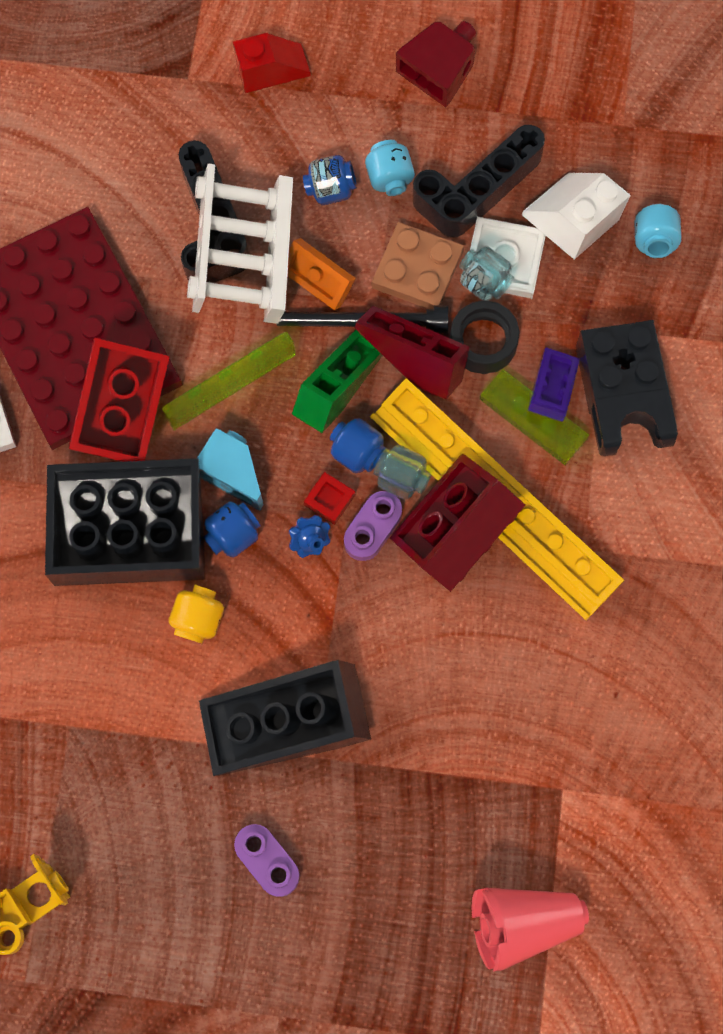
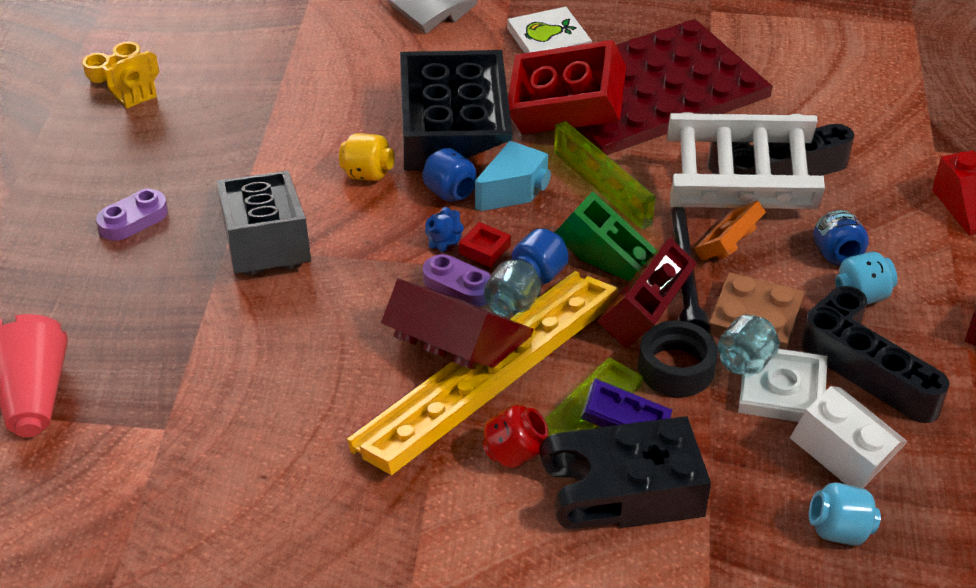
camera: 85 degrees right, 30 degrees down
(589, 474) = (514, 435): none -> red head

